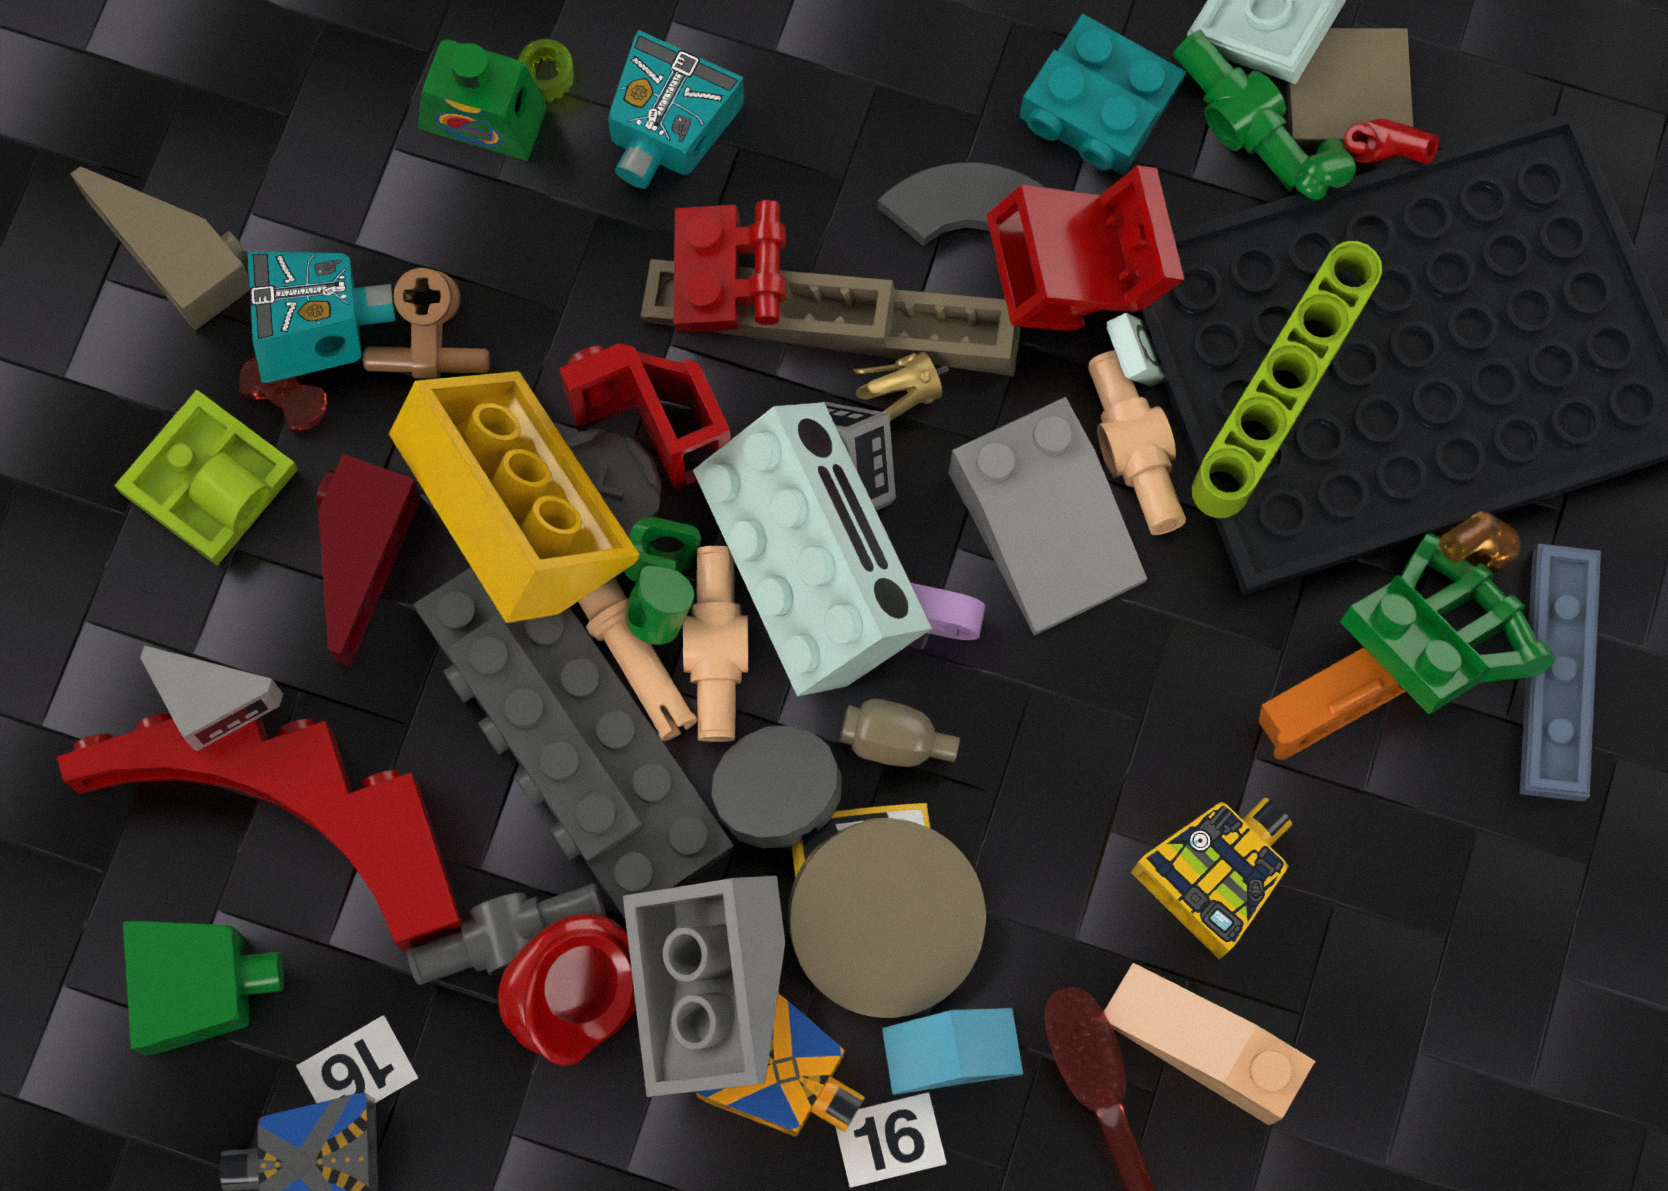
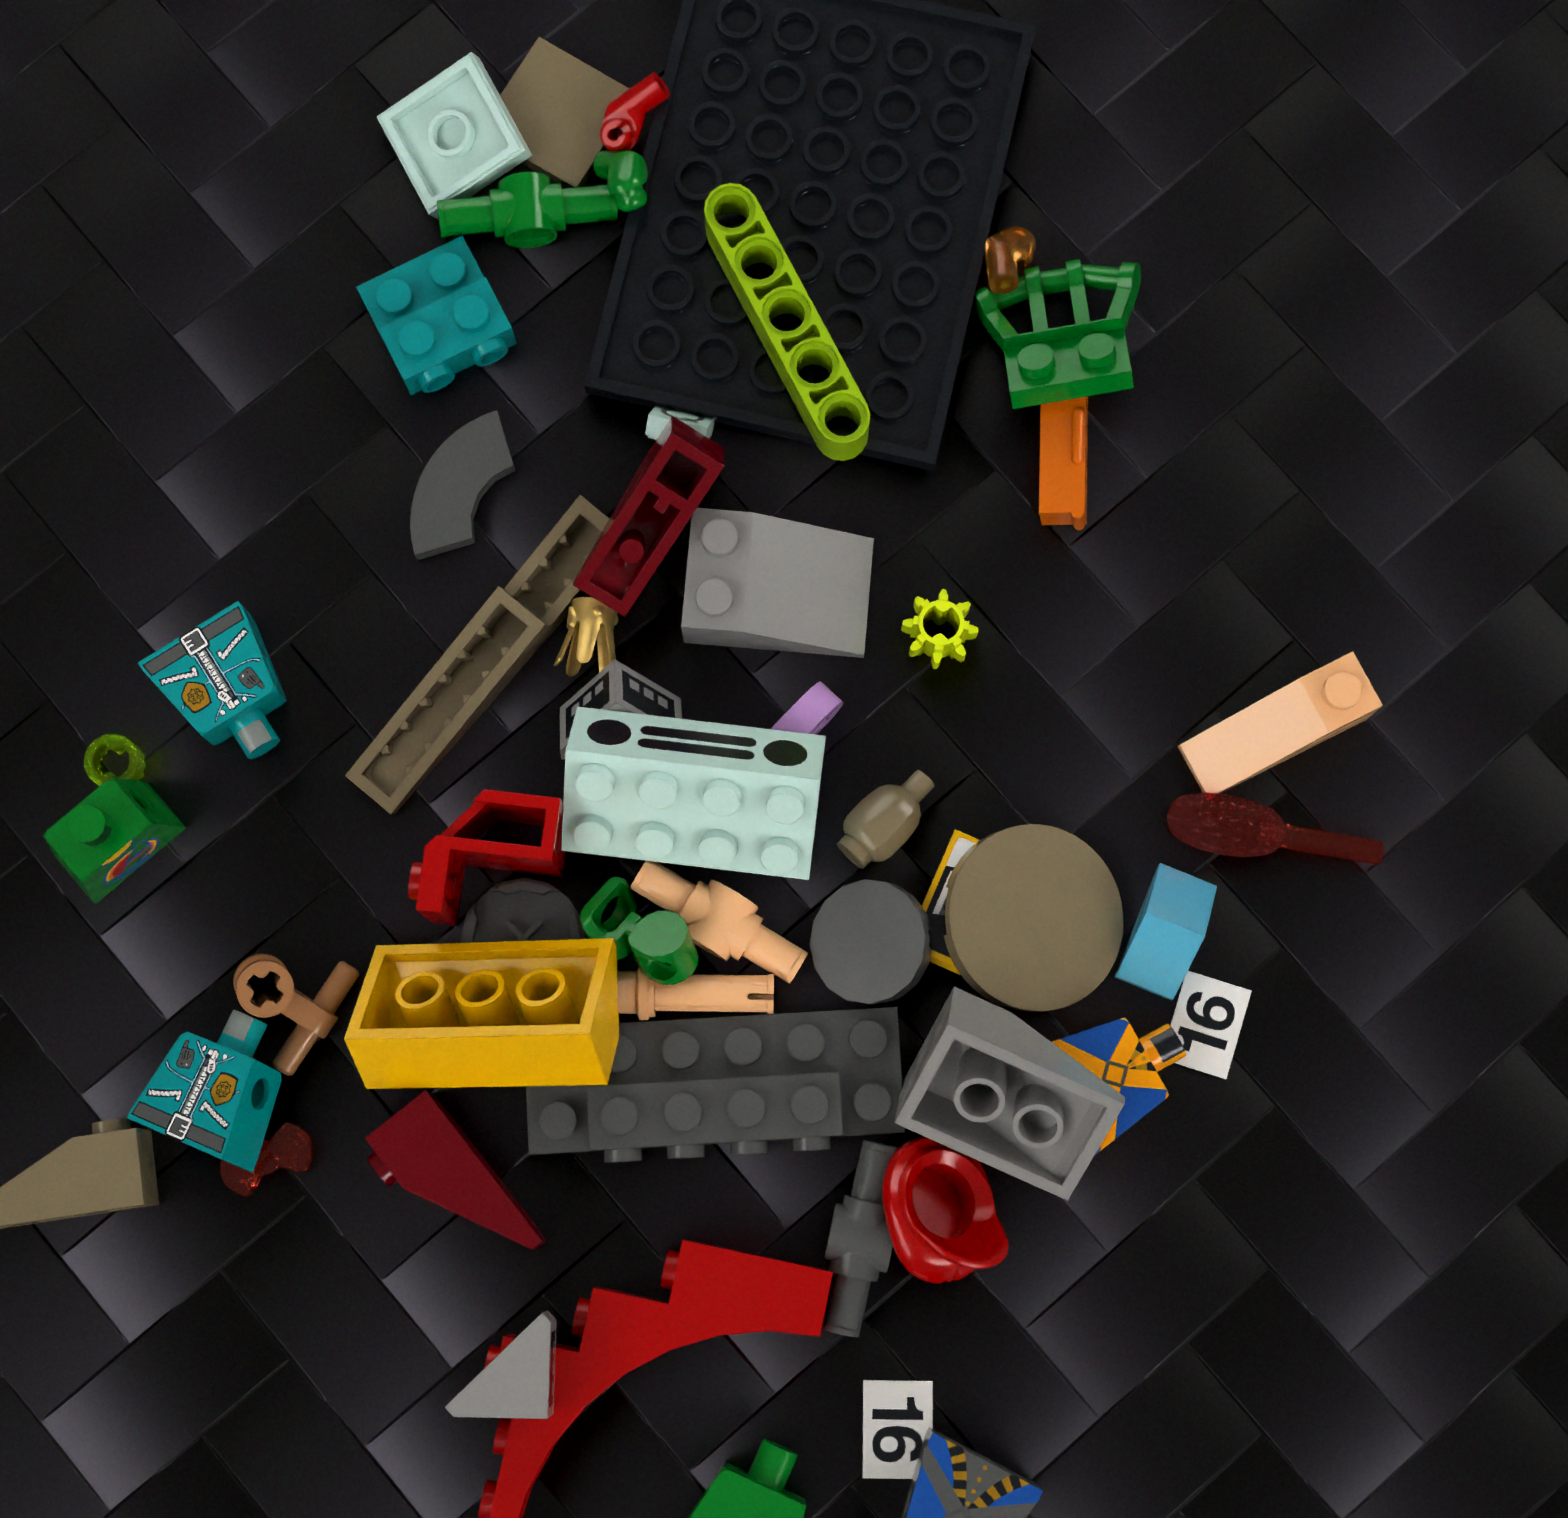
camera: 55 degrees left, 5 degrees up
(206, 477) = (304, 1268): lime plate -> none
(708, 267) = (387, 731): red plate -> none
(1035, 365) = (650, 515): none -> dark red slope
(1084, 251) = (574, 413): red piece -> none
(1117, 673) = (939, 612): none -> neon yellow gear
(1136, 444) = (763, 475): light nougat pin -> none
(1218, 871) = (1151, 632): torso -> none
(1562, 697) = (1169, 280): sand blue tile -> none

